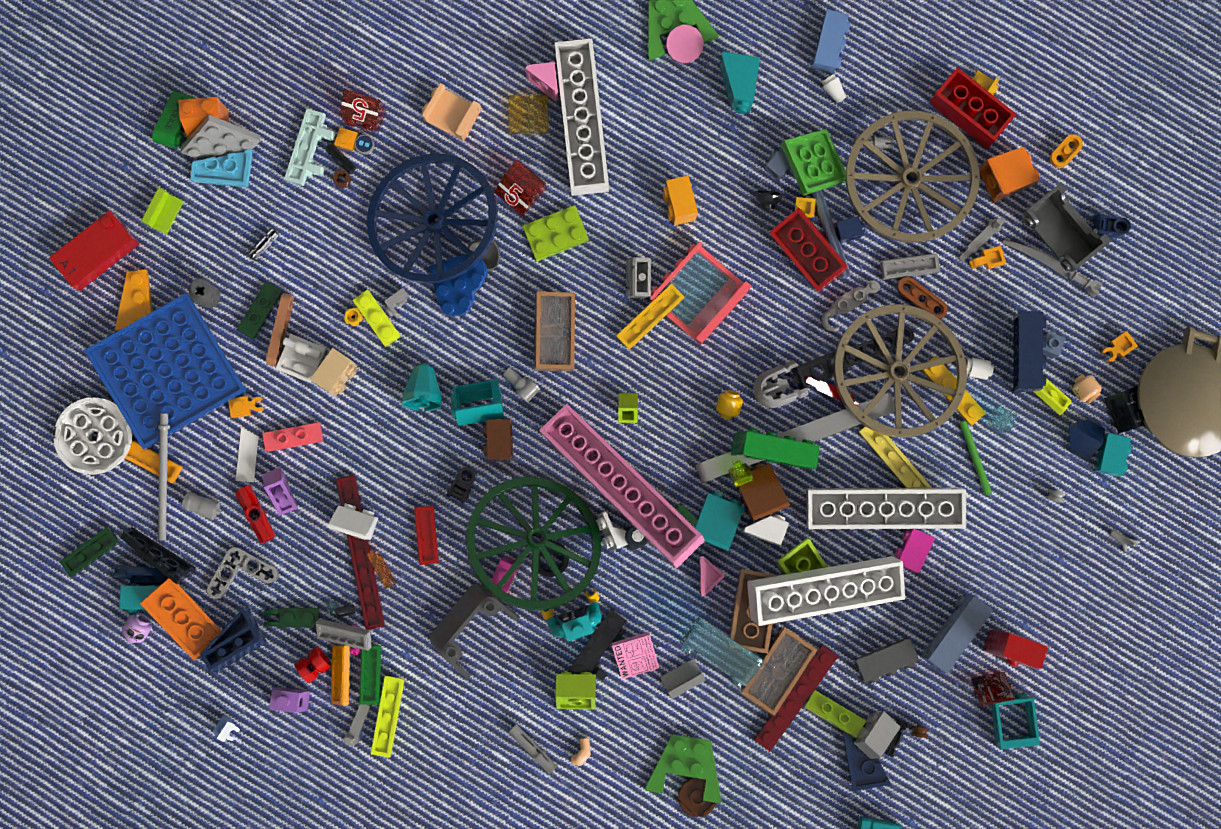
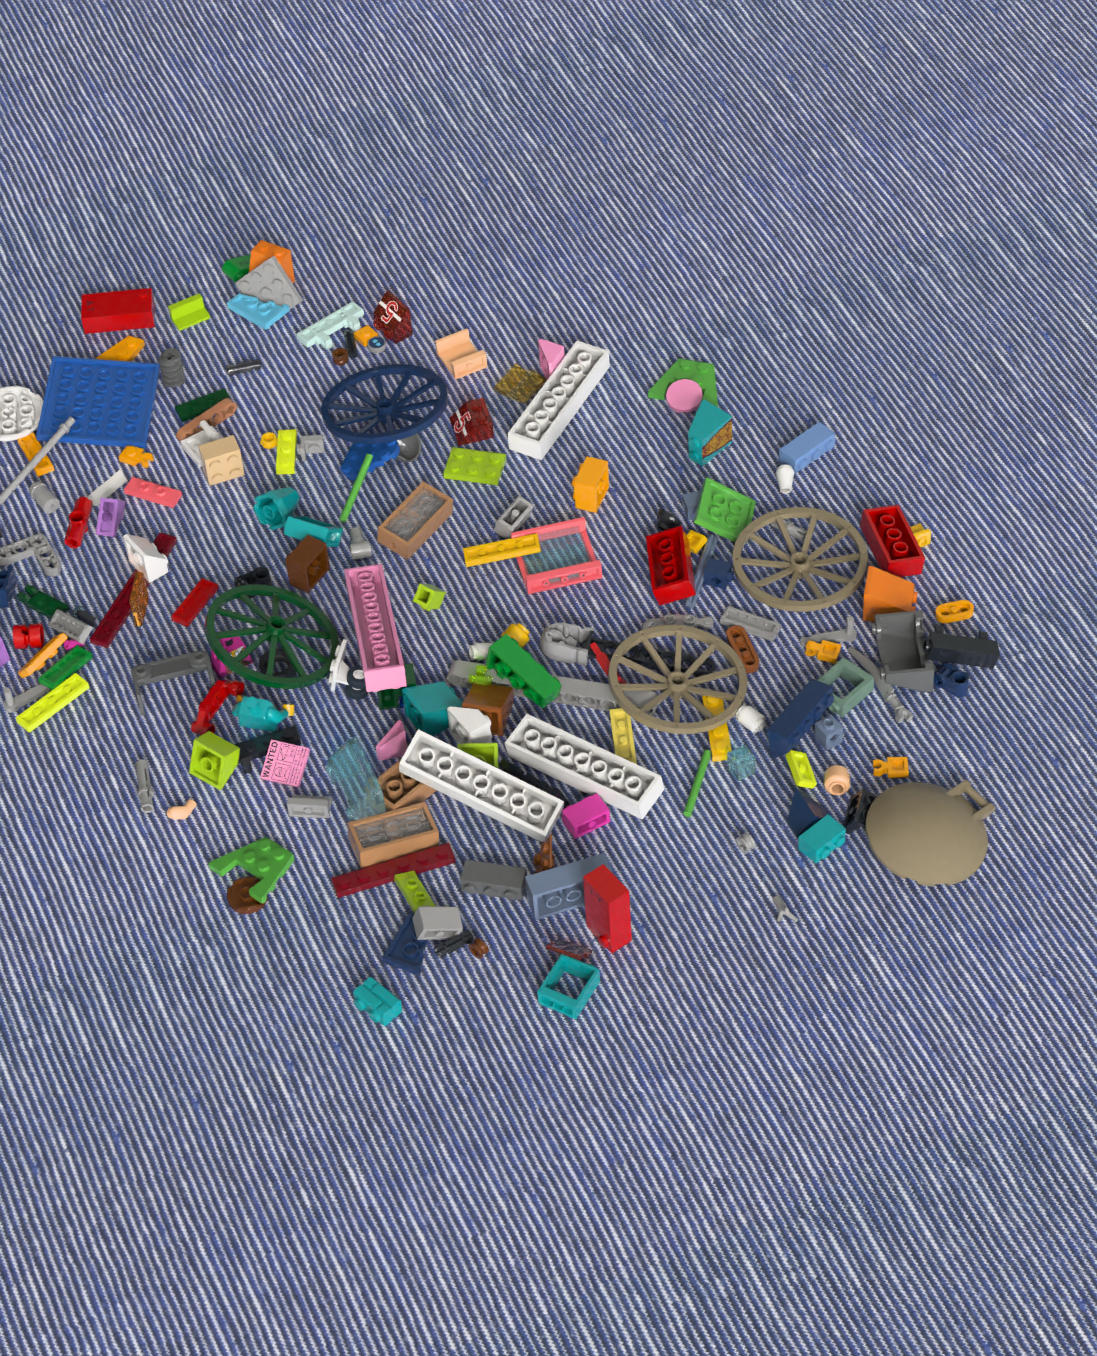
camera: 40 degrees right, 35 degrees down
(476, 328) = (356, 487): none -> bright green bar
(528, 642) = (212, 702): none -> red plate
(710, 434) = (479, 651): none -> white cone
(859, 548) = (517, 772): none -> black wing
(918, 622) = (544, 858): none -> dark orange hinge
(1032, 271) = (862, 680): none -> sand green window
(1105, 196) = (961, 649): none -> black brick

